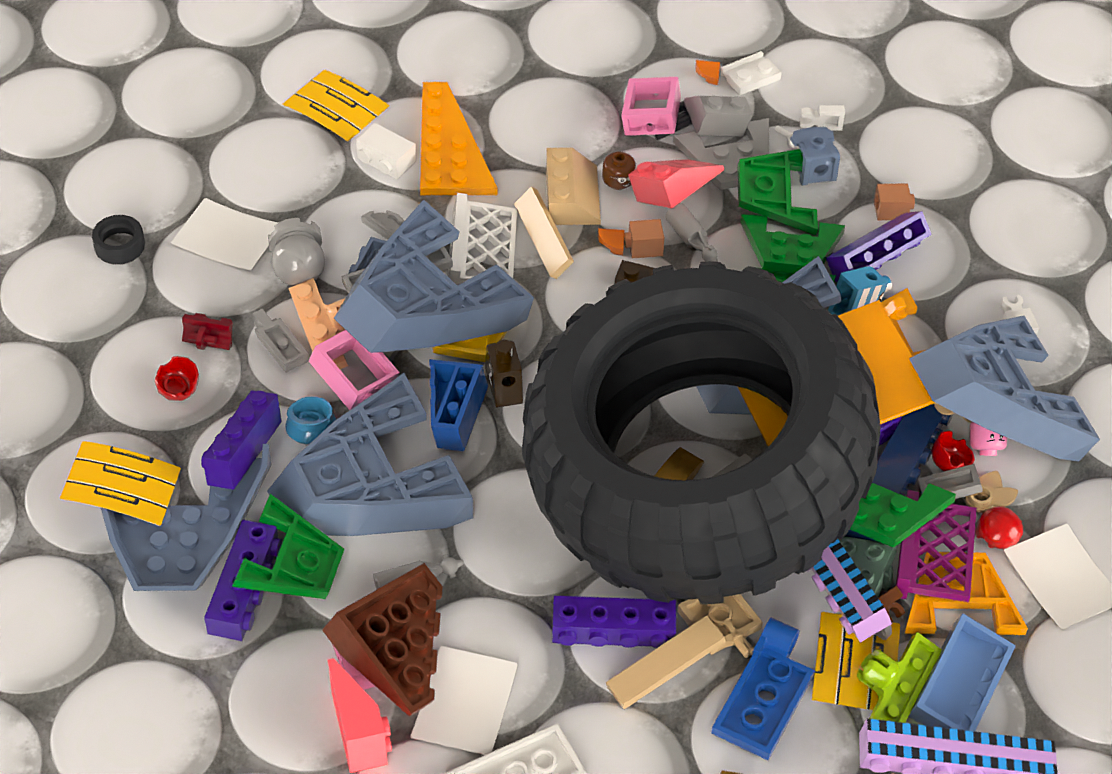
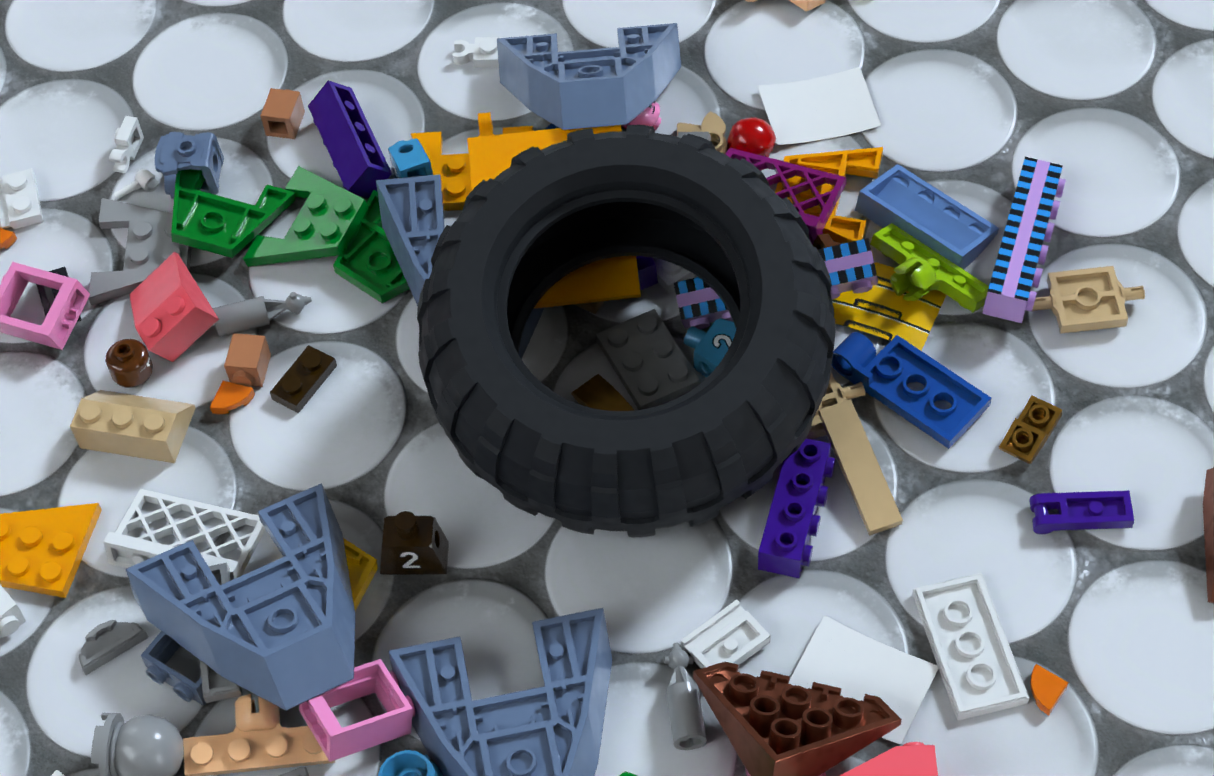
camera: 70 degrees left, 5 degrees up
(455, 401) = (441, 608): blue wedge -> none
(475, 595) = (726, 637): none -> white plate
(543, 232) = (195, 465): tile -> none
(719, 115) = (77, 241): light grey slope -> none

